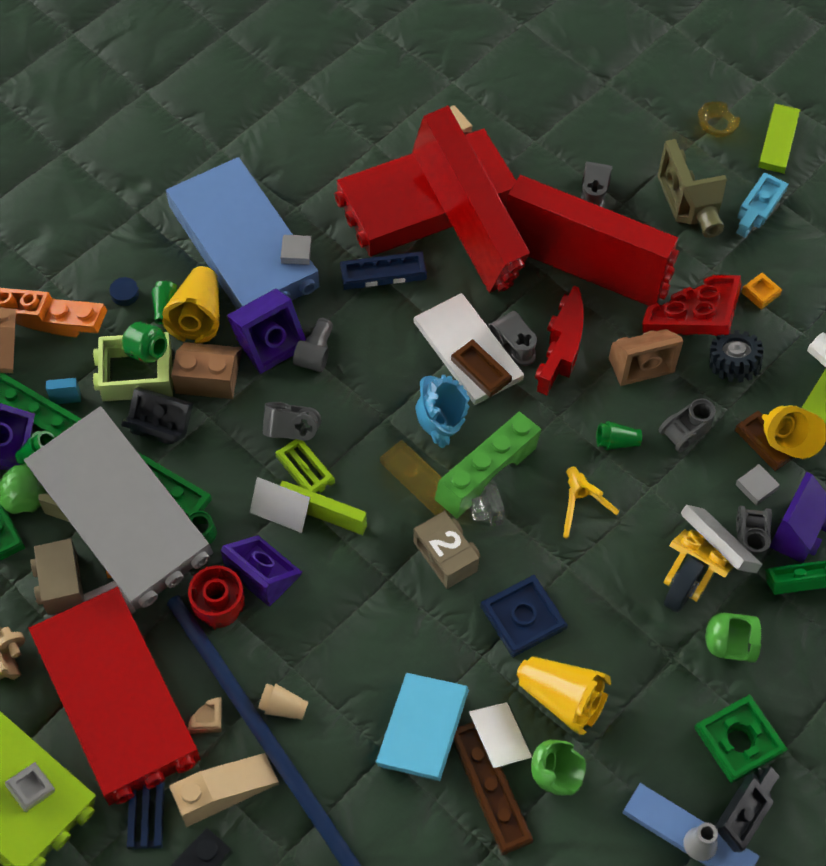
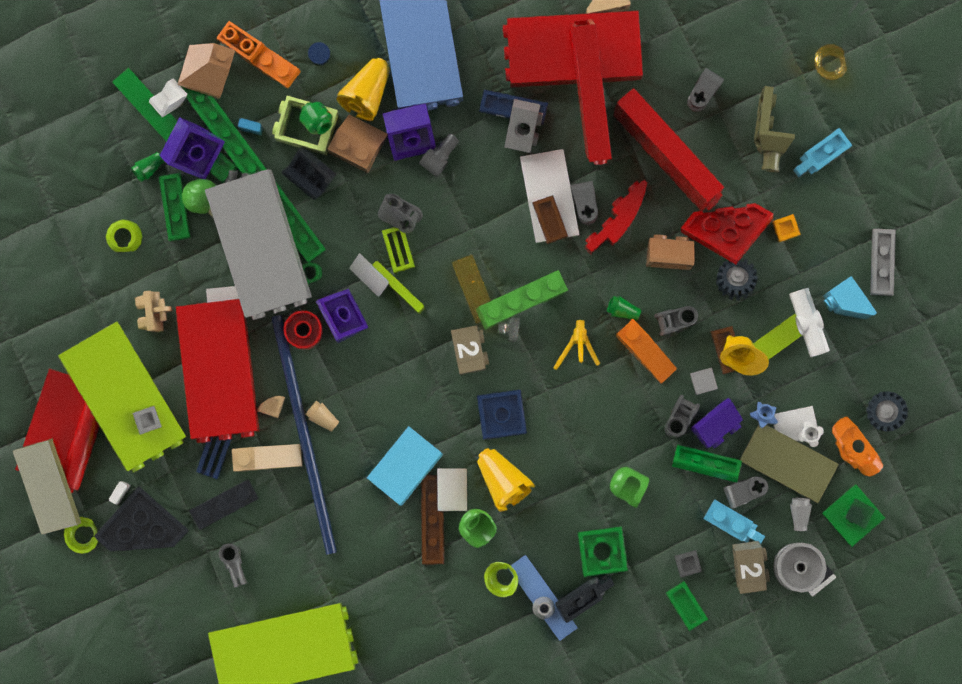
camera: 25 degrees right, 25 degrees up
(34, 443) = (218, 173): green cone -> none
(58, 576) = (205, 272): dark tan brick -> none
(161, 295) = (344, 74): green cone -> none
(296, 249) = (452, 74): light grey tile -> none
(404, 260) = (516, 136): none -> light grey brick
(441, 407) = (507, 242): dark azure hair -> none
(614, 843) = (492, 583): none -> lime piece
(668, 471) = (646, 351): none -> orange slope
(685, 582) = (636, 421): plate -> none
(721, 539) = (653, 416): light grey tile -> none
(779, 138) = (870, 97): lime tile -> none

